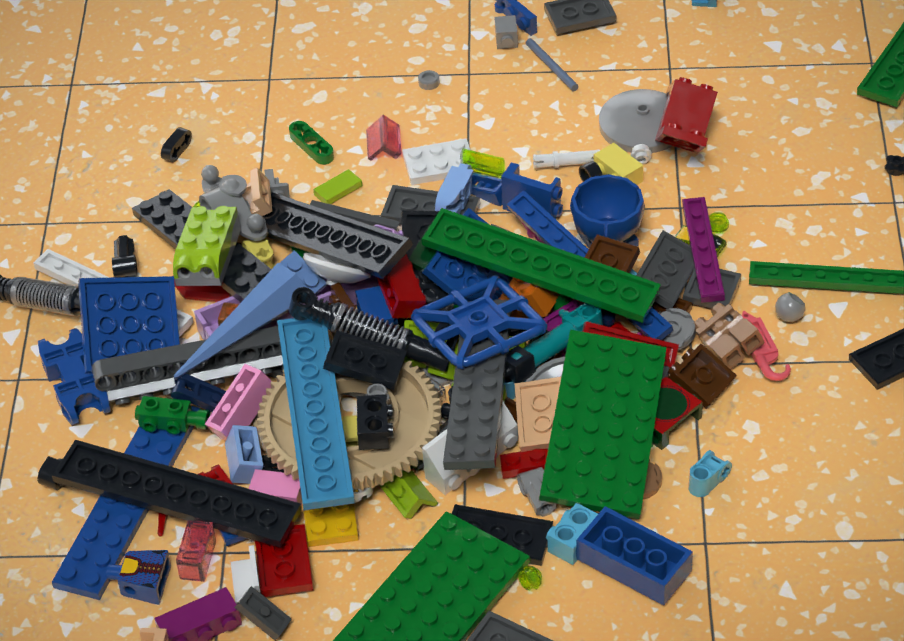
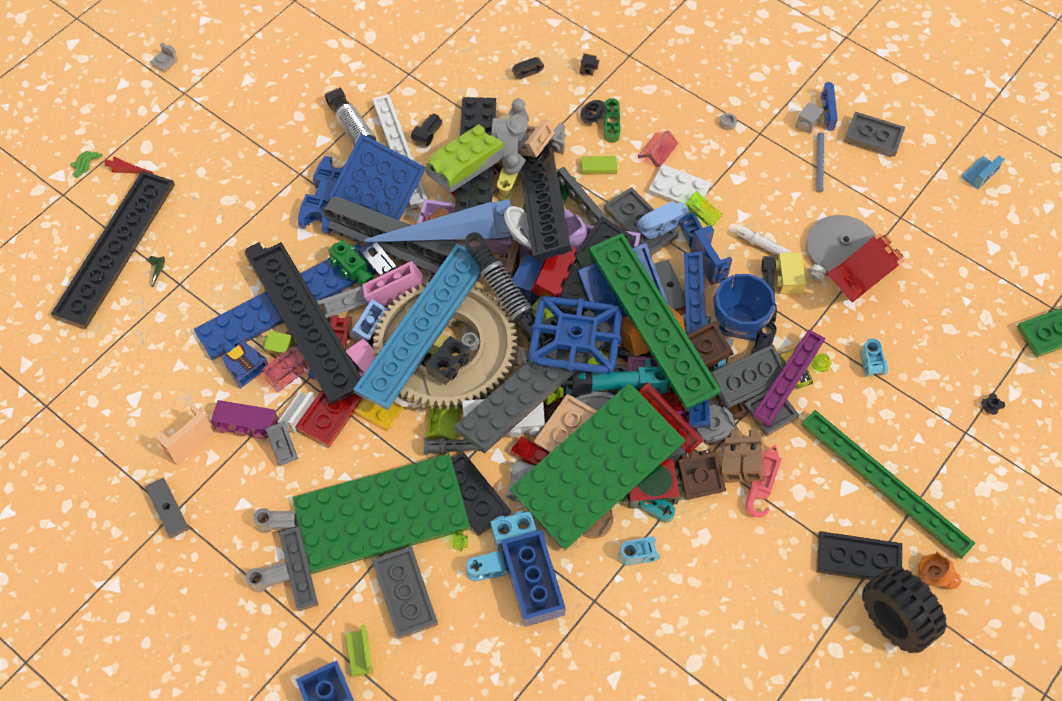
camera: 35 degrees right, 15 degrees up
(165, 533) = (277, 343): none -> lime brick
(197, 452) = (343, 301): none -> light grey hinge
(238, 106) = (589, 64): none -> black plate
(282, 138) = (596, 106): none -> black gear
(364, 359) = (482, 311): black plate -> none
(431, 511) = (442, 446): none -> dark grey pin
(579, 580) = (489, 566): none -> medium azure piece
(647, 237) = (764, 340): none -> black piece
(687, 430) = (653, 510): none -> teal beam
(759, 190) = (874, 361): none -> medium azure piece
(789, 307) = (809, 465): light grey piece -> none

